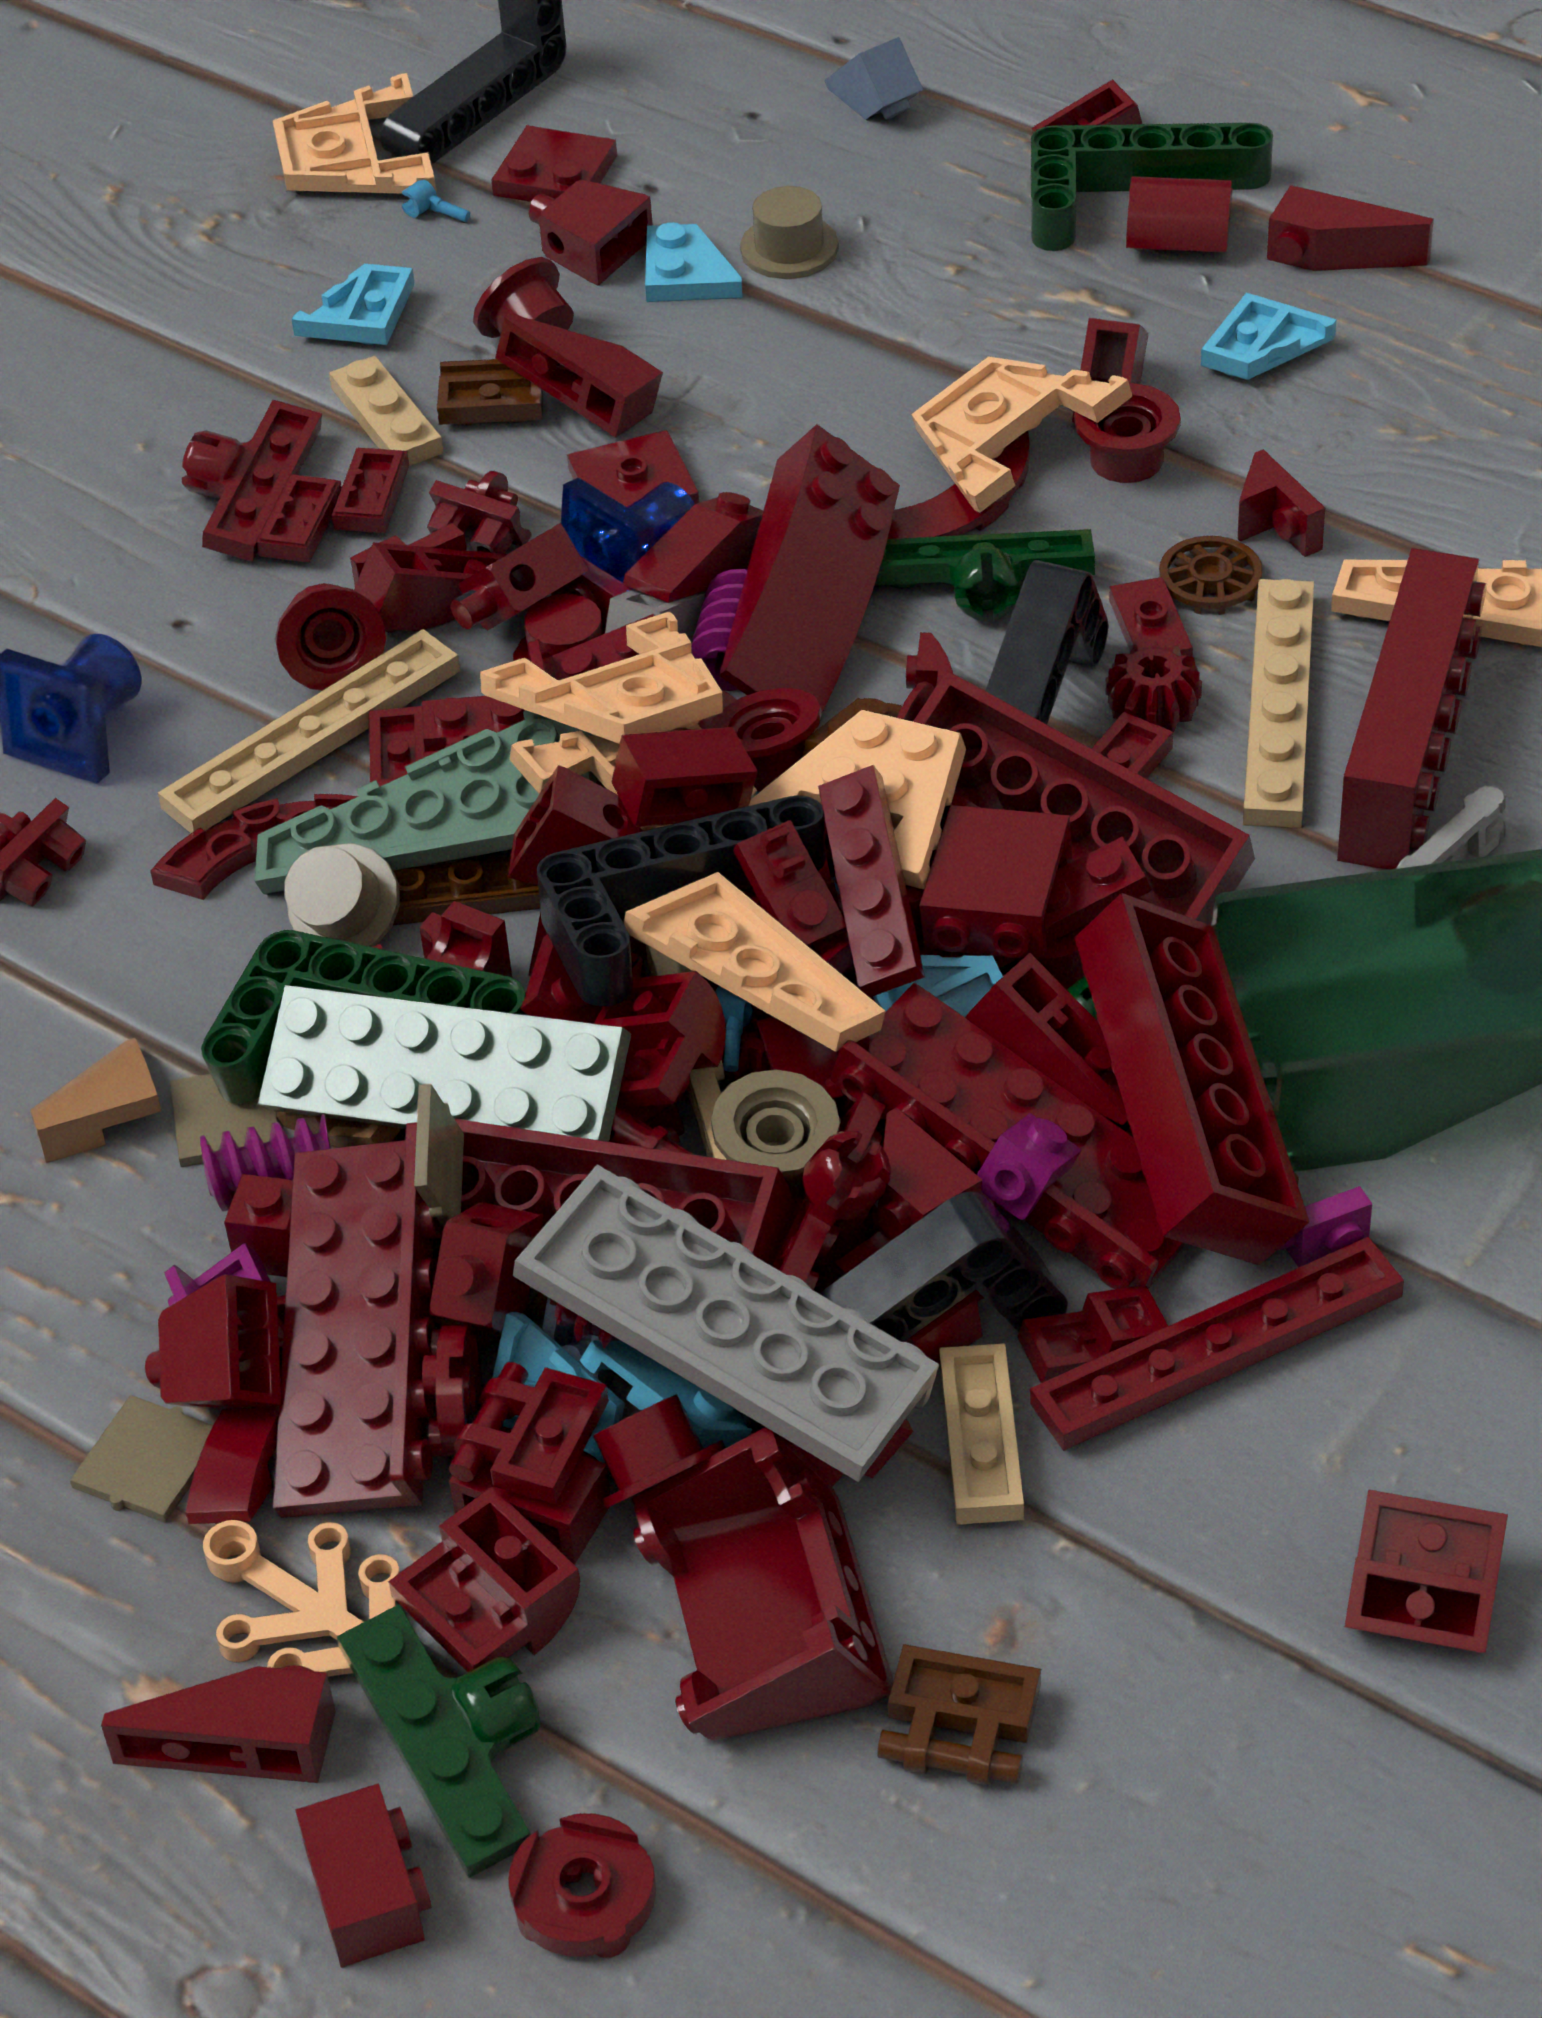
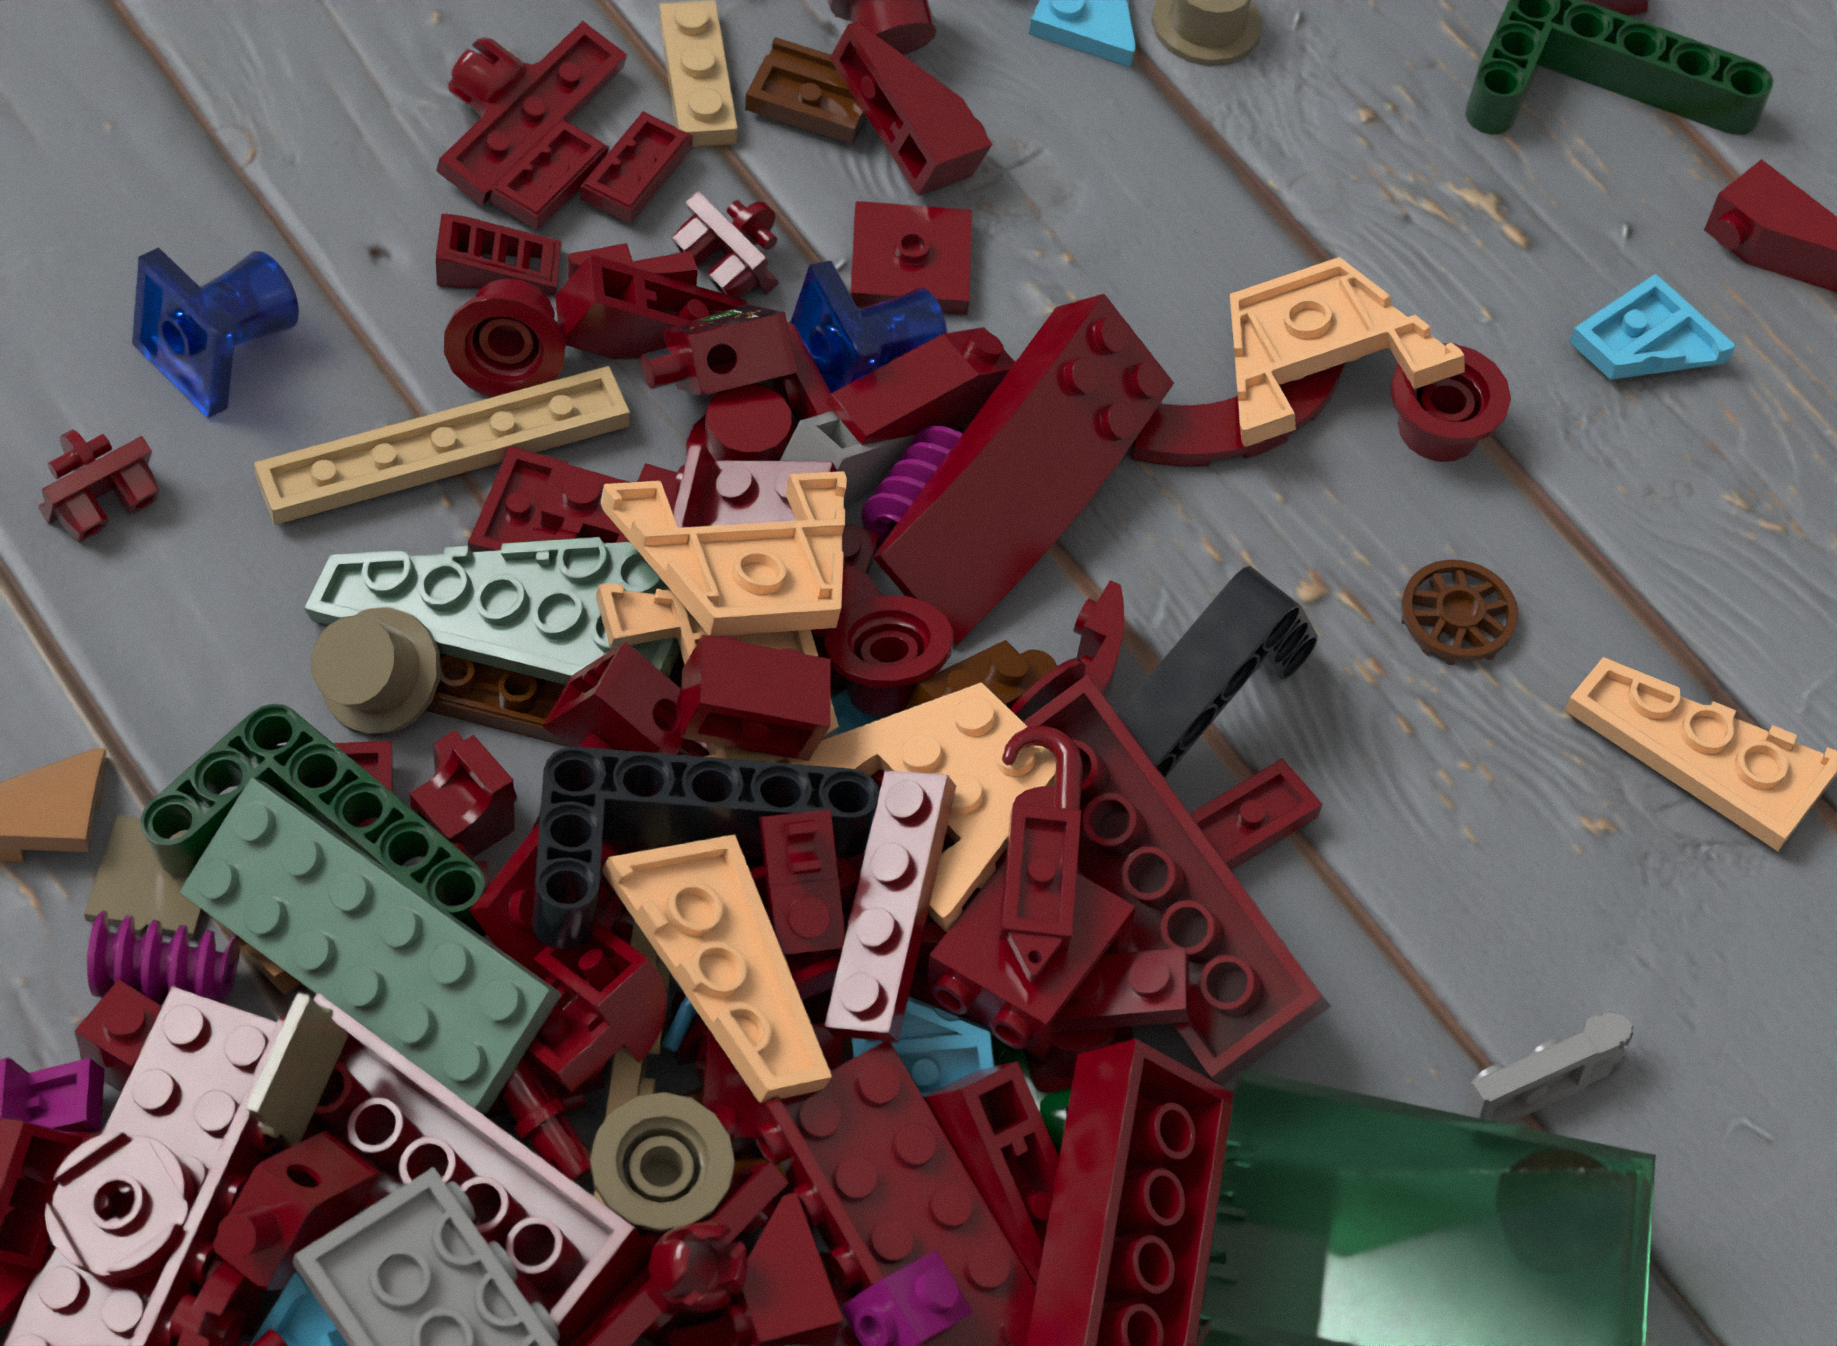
camera: 10 degrees right, 10 degrees up
(212, 855) = (299, 549): dark red tile -> none
(266, 590) = (476, 236): none -> dark red slope
(352, 1345) = (82, 1199): none -> plate
(977, 797) = (1042, 854): none -> dark red plate
(983, 566) = (1226, 511): dark green plate -> none
(1114, 350) = (1473, 305): dark red slope -> none
(1148, 615) = (1366, 651): dark red plate -> none
(1154, 685) = (1329, 737): dark red gear -> none
(1179, 214) = (1630, 145): dark red brick -> none
(1279, 704) = (1455, 806): tan plate -> none
(1280, 502) = (1566, 551): dark red slope -> none
(1411, 710) = (1581, 886): dark red brick -> none

